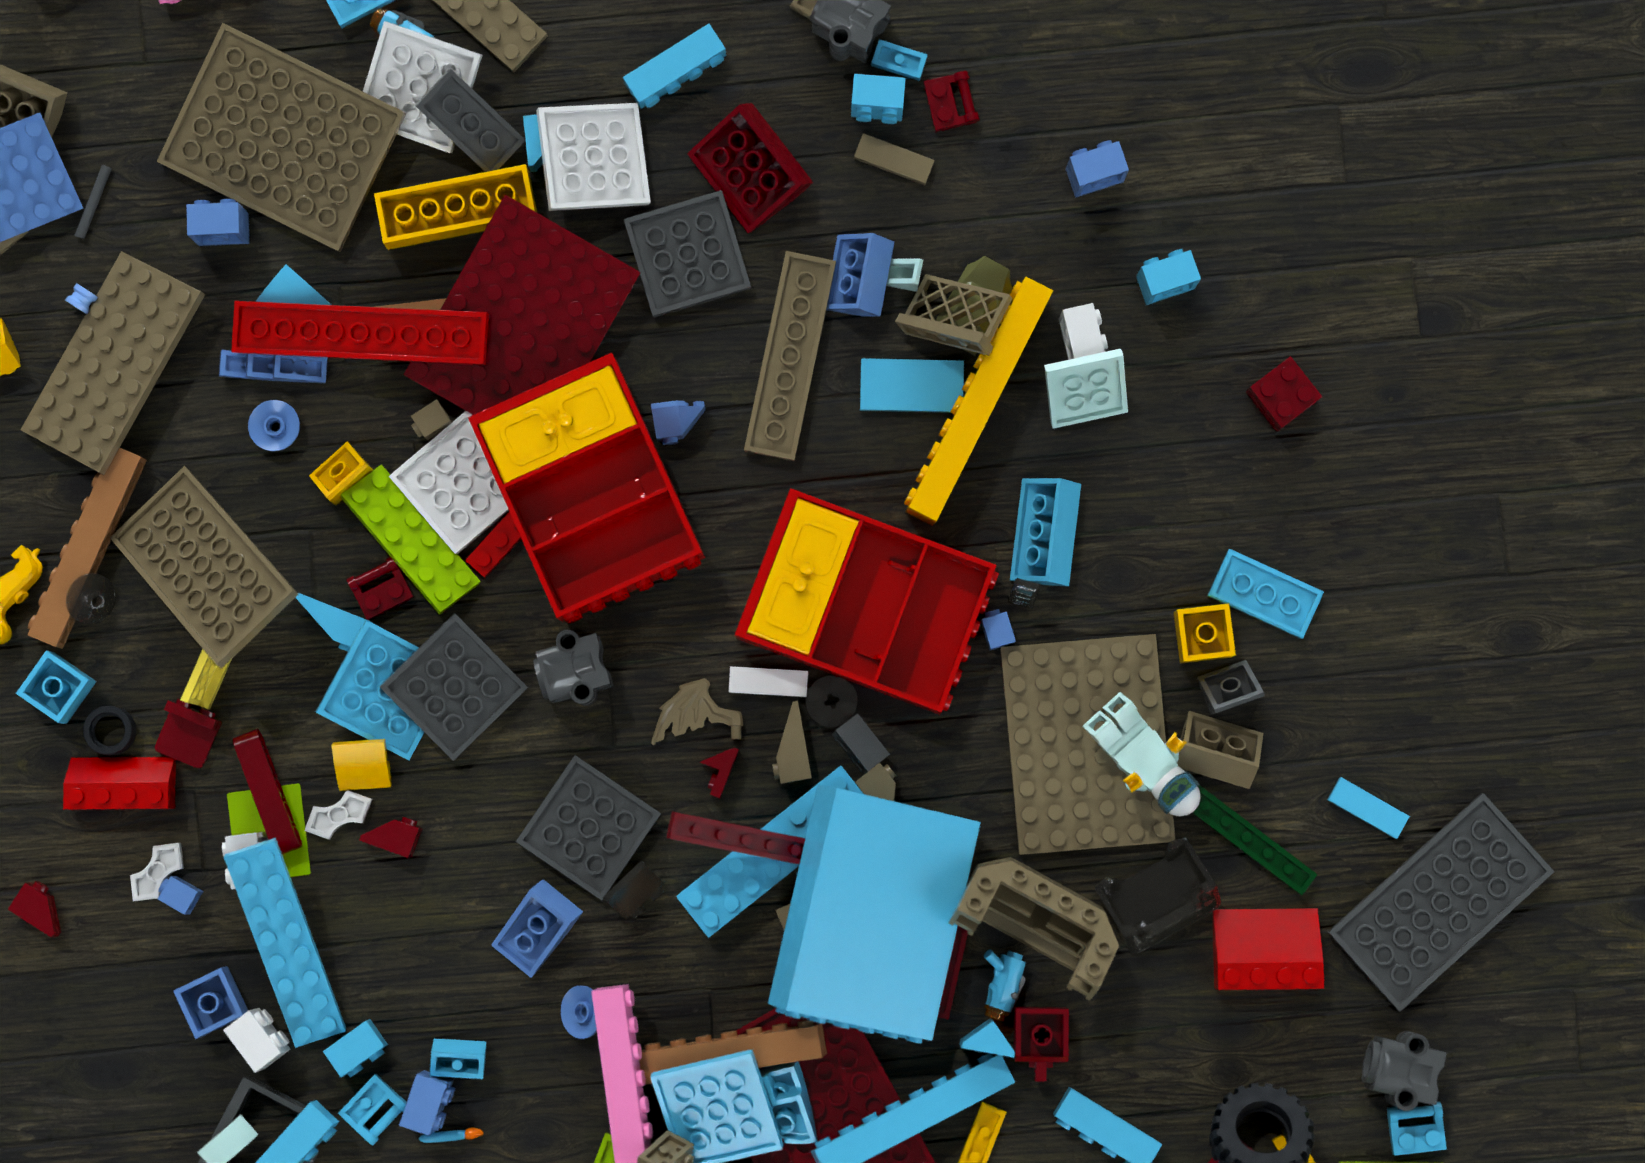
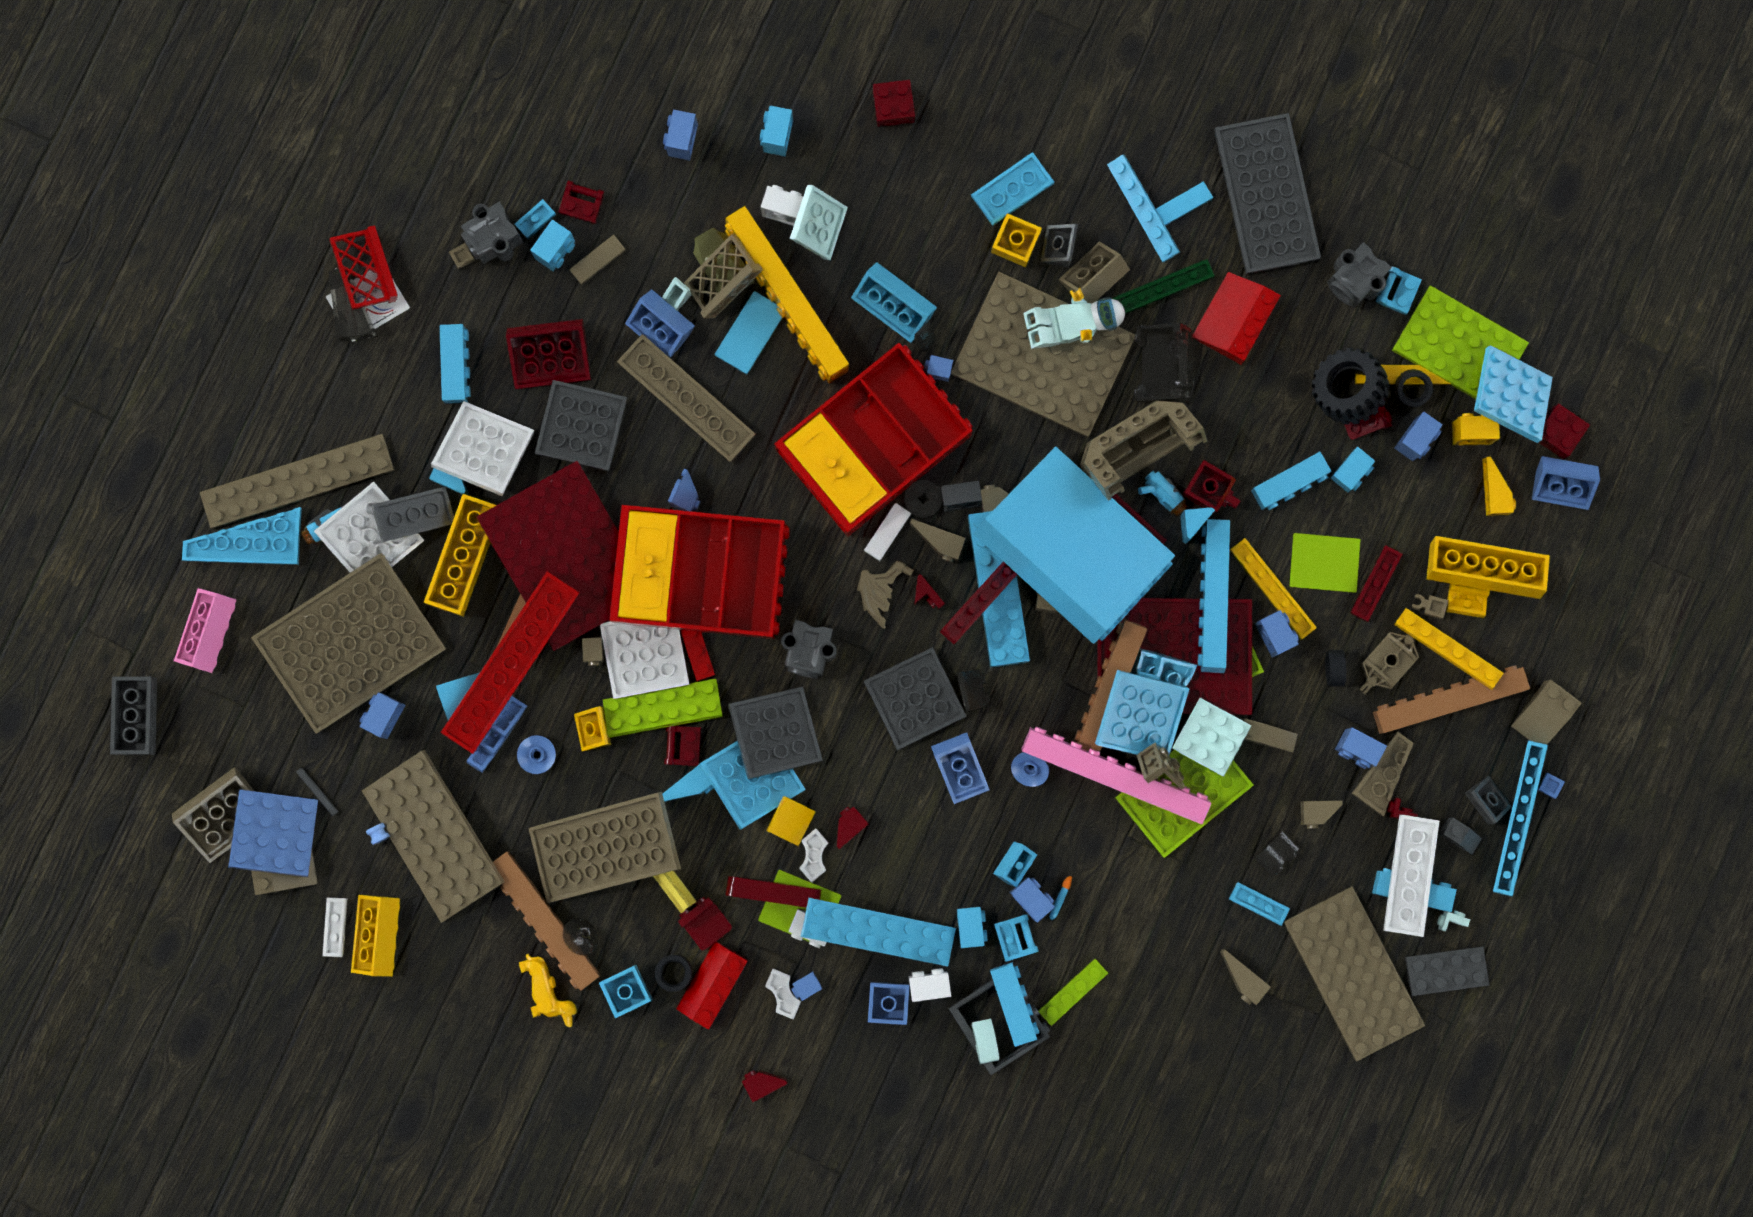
camera: 65 degrees left, 0 degrees up
(1334, 763) = (1143, 208): none -> medium azure plate

